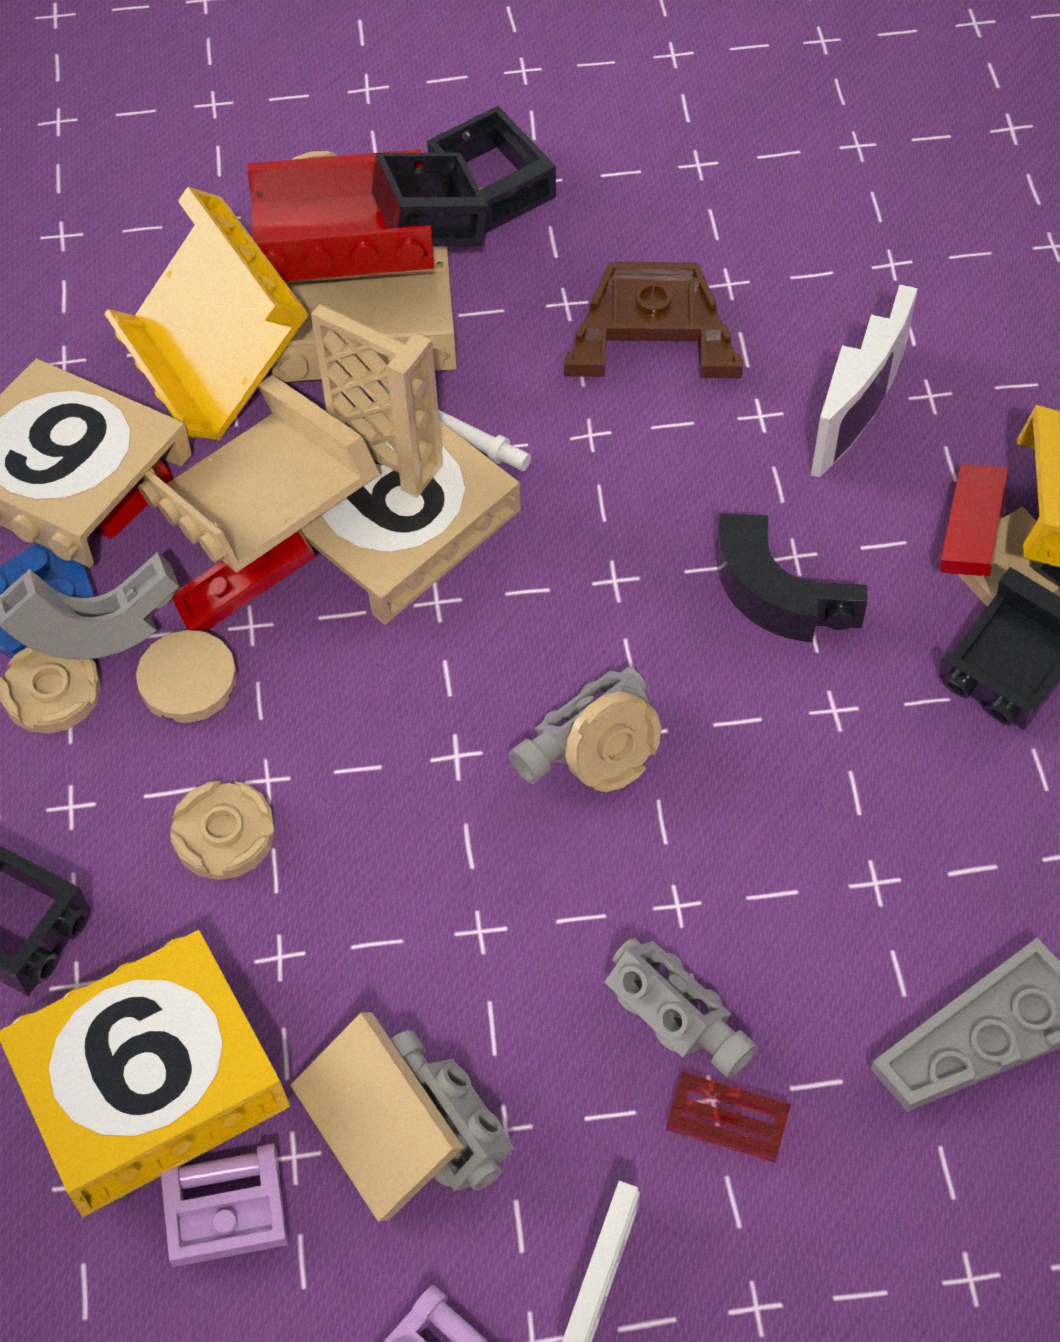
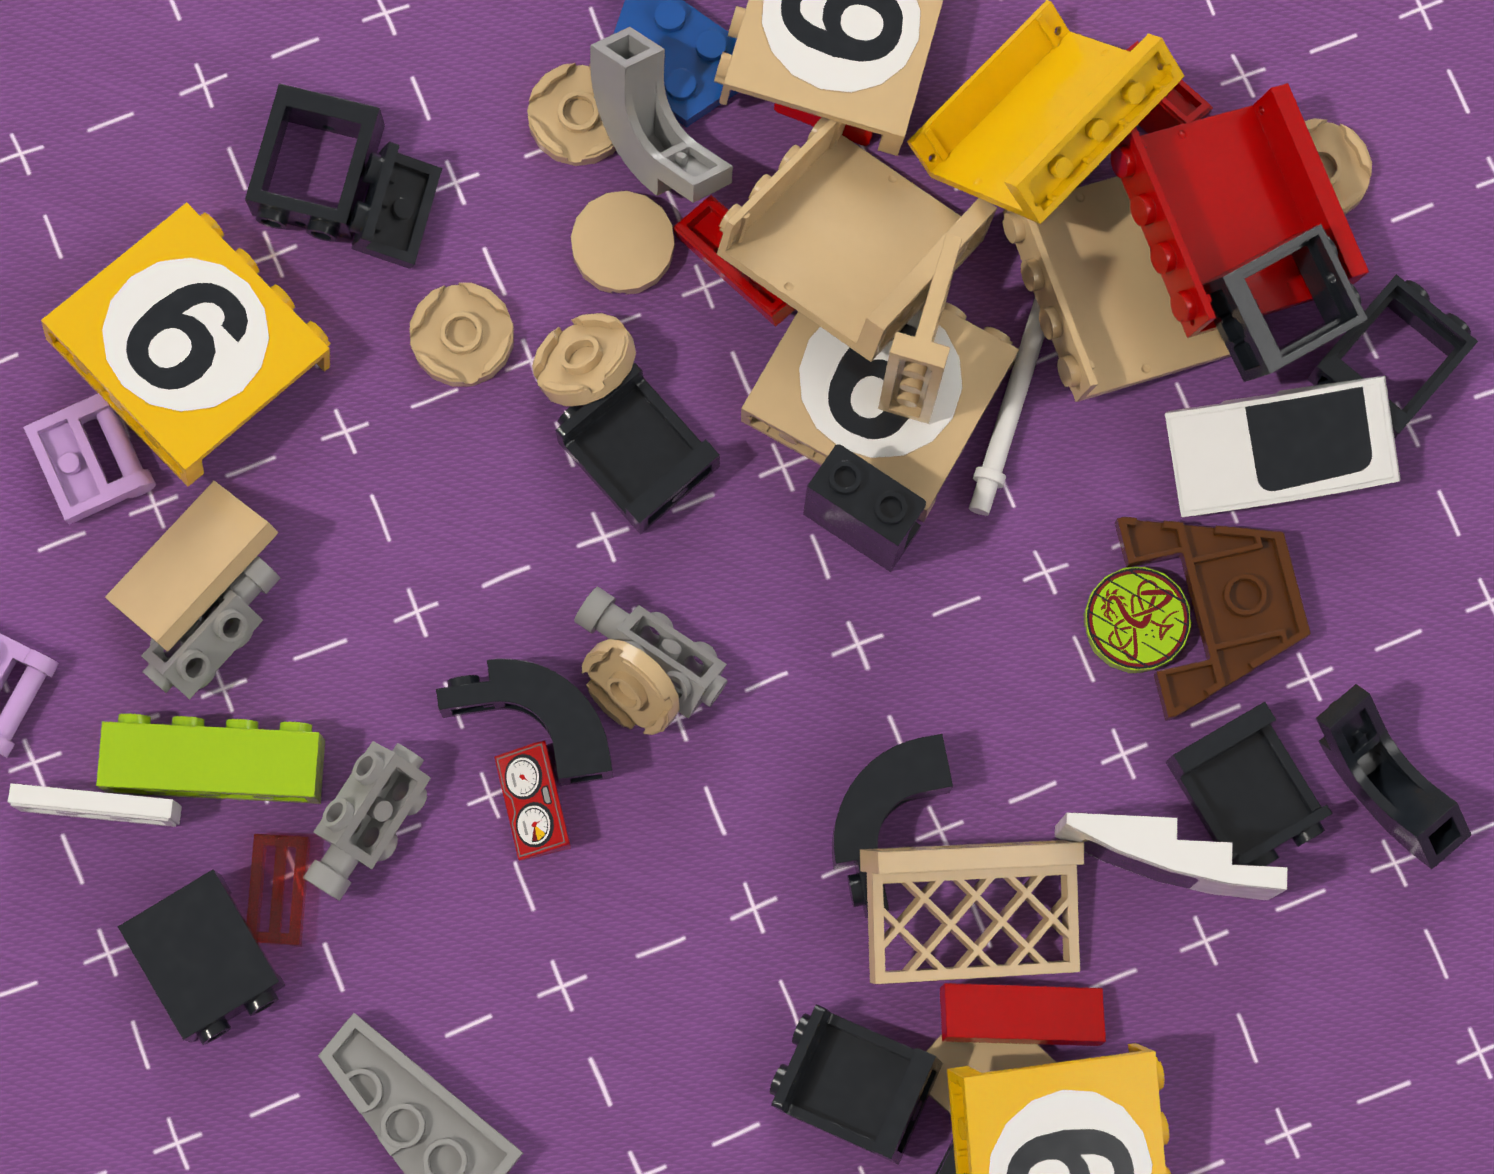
camera: 70 degrees right, 20 degrees up
(76, 850) = (395, 206): none -> black bracket
(289, 719) = (584, 360): none -> tan tile
(387, 704) = (636, 450): none -> black panel
(508, 519) = (863, 507): none -> black panel
(540, 244) = (1283, 446): none -> slope
(582, 1148) = (211, 761): none -> lime brick
(615, 814) = (549, 699): none -> black arch
(651, 378) = (1137, 619): none -> tile
(695, 860) = (532, 801): none -> slope
(786, 1195) = (202, 958): none -> black panel
(805, 336) = (1248, 789): none -> black panel
(835, 243) = (1386, 782): none -> black arch
(843, 517) = (964, 863): none -> tan fence

